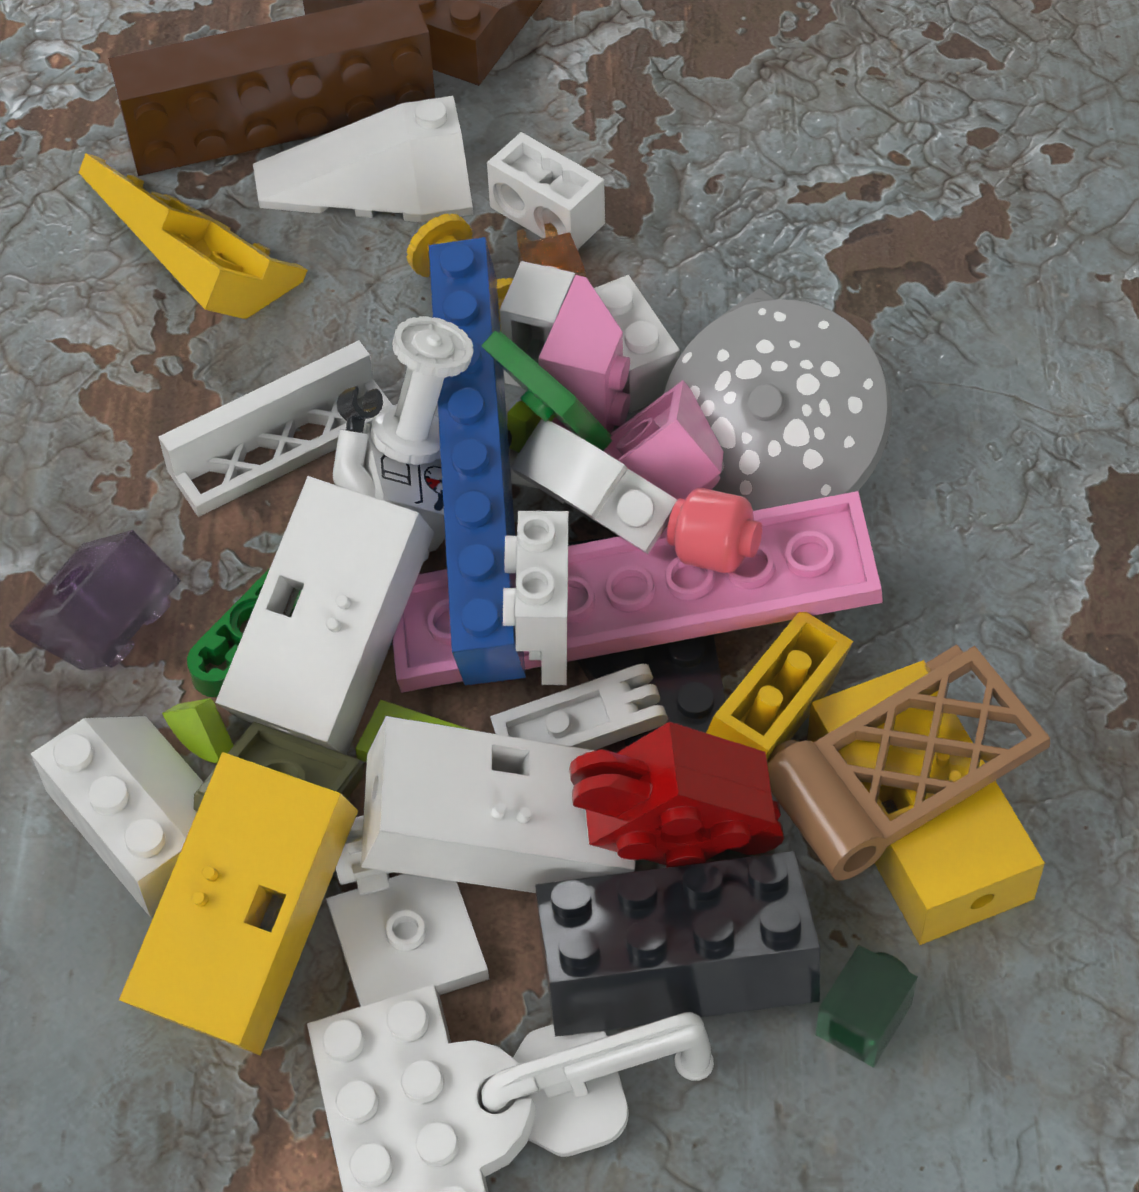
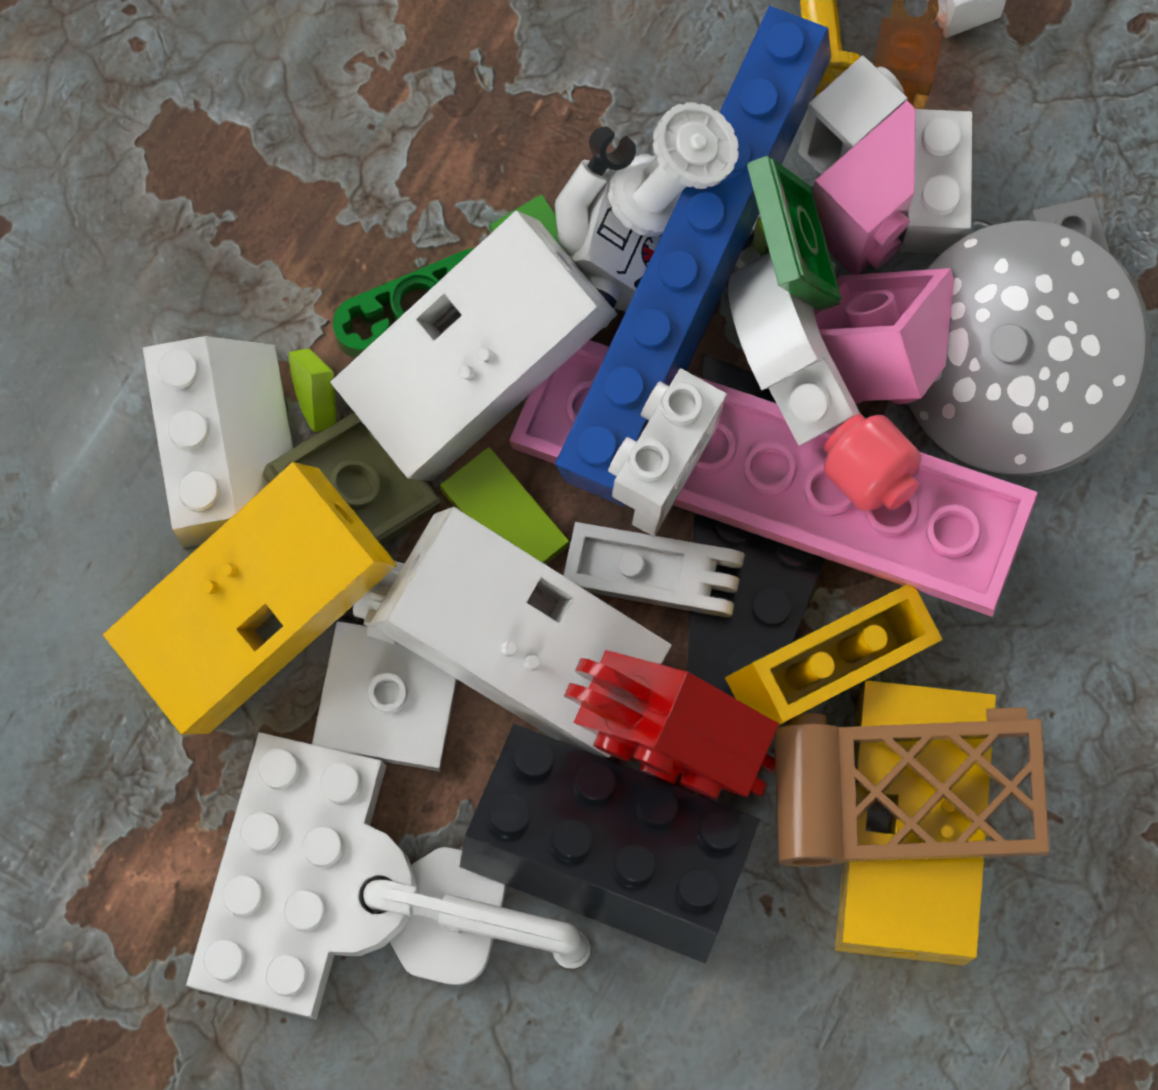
camera: 25 degrees right, 20 degrees up
(99, 602) = (286, 203): clear purple slope -> none
(266, 420) = (541, 77): white fence -> none
(866, 1004) = (747, 987): clear green brick -> none

